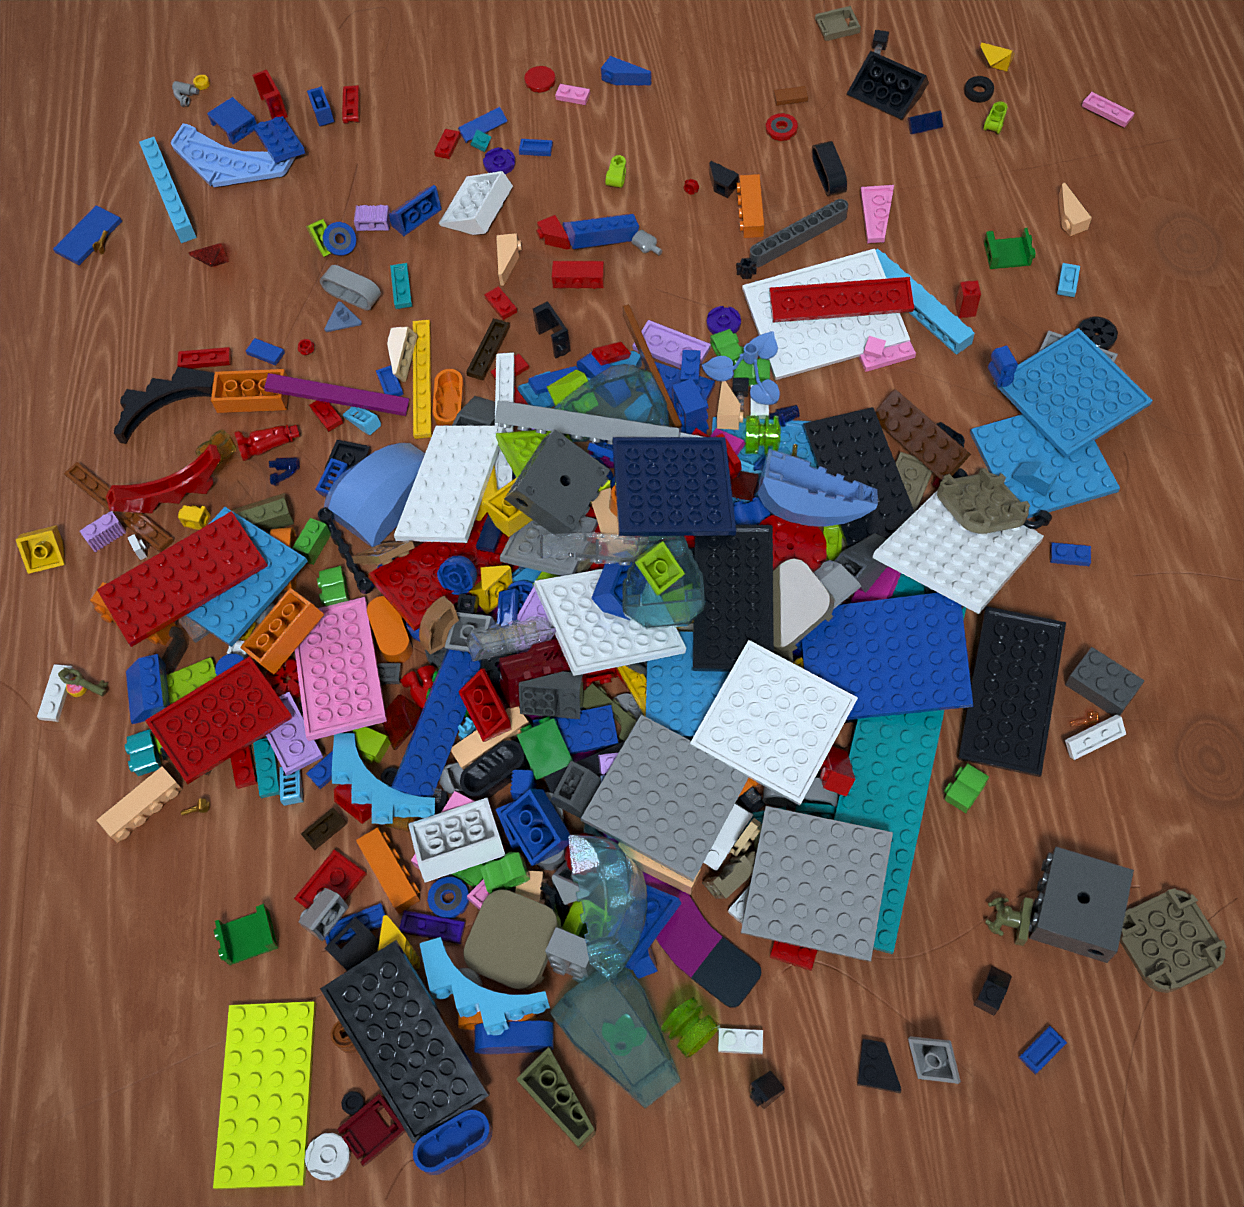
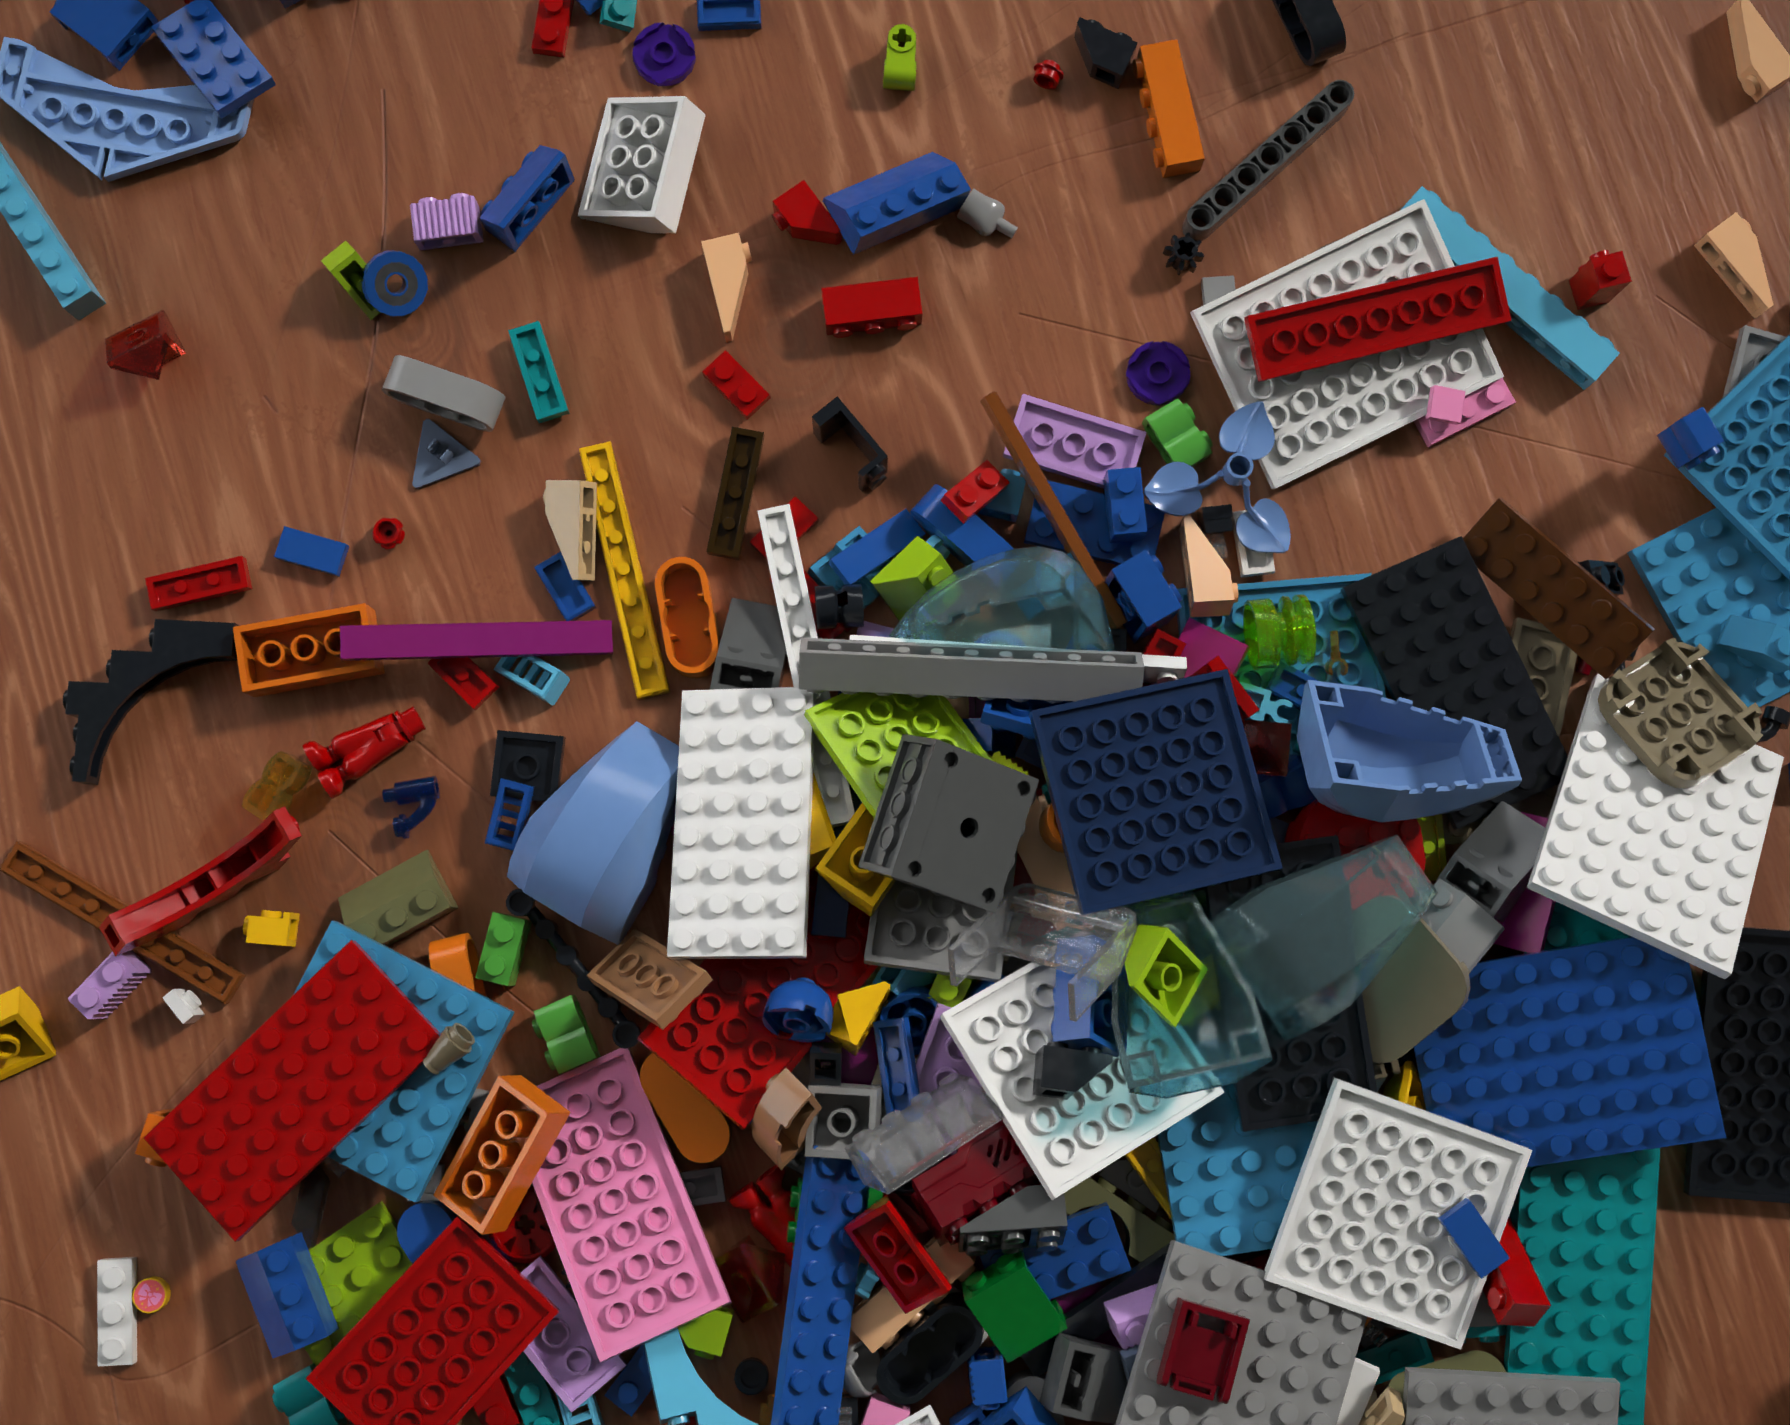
camera: 20 degrees left, 20 degrees up
(79, 680) = (158, 1291): olive piece -> none
(267, 565) = (450, 1046): none -> dark tan cone
(528, 397) = (827, 610): none -> black wheel
(597, 614) = (1064, 1071): none -> black slope
(642, 774) = (1200, 1355): none -> dark red container
(747, 371) = (1222, 493): bright green brick -> none
(753, 563) = (1324, 932): none -> clear light blue windscreen
(786, 414) = (1295, 564): clear blue plant -> none
(815, 738) = (1473, 1238): none -> blue tile
(876, 209) = (1400, 82): bright pink wing -> none
(966, 787) = (1706, 1247): bright green brick -> none
(1009, 251) = (1655, 152): green panel -> none
(1046, 298) = (1737, 259): none -> light nougat slope
(1068, 280) = (1767, 206): medium azure plate -> none

